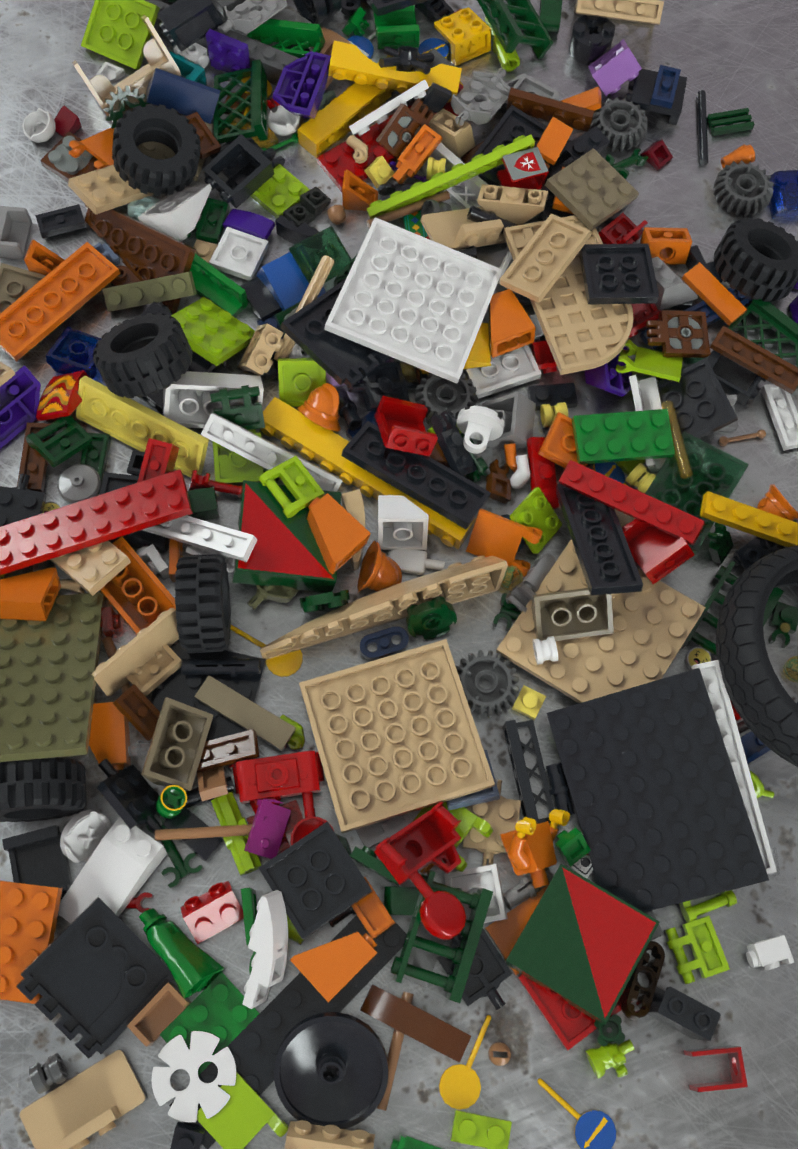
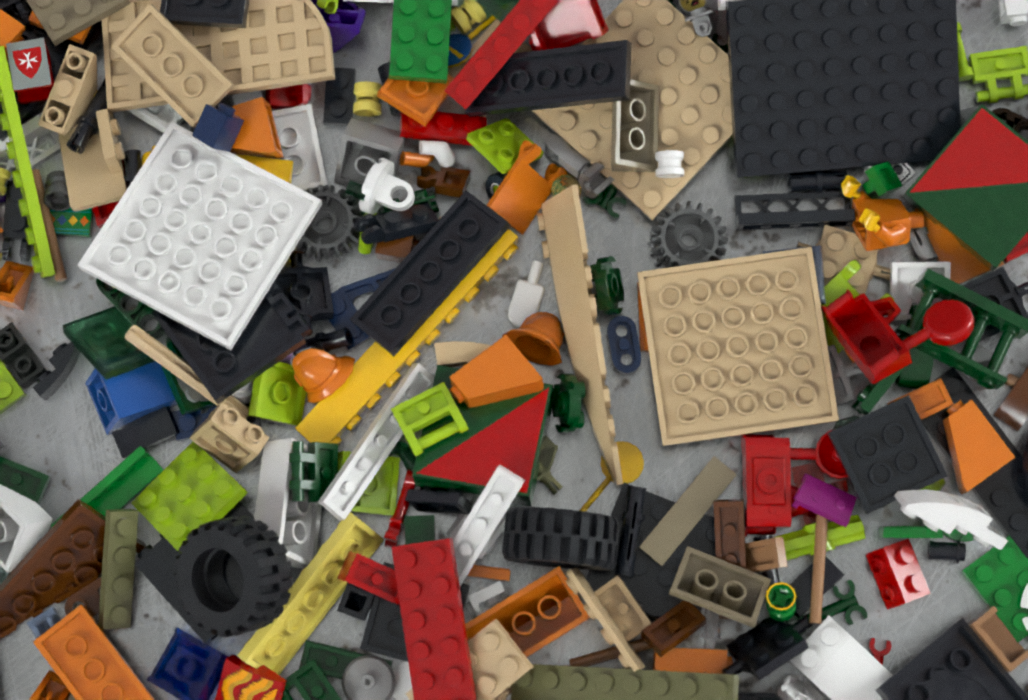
camera: 75 degrees left, 10 degrees up
(110, 622) = (554, 656): clear red plate -> none
(188, 964) = (951, 603): green piece -> none
(204, 249) = (61, 495): tan plate -> none
(230, 506) = (437, 501): none -> black plate
(238, 954) = (946, 551): none -> black pin
(239, 254) = (74, 450): white plate -> none
(249, 223) = (31, 432): dark purple slope -> none
(297, 740) = (724, 456): lime arm -> none
(336, 214) = (36, 317): medium nougat hinge -> none
(401, 524) = (487, 302): white slope -> none
(403, 426) = (365, 278): red panel -> none
(502, 296) = (218, 127): none -> dark blue brick
(528, 702) = (714, 195): light yellow plate -> none
(679, 661) = (703, 21): none -> light grey hinge

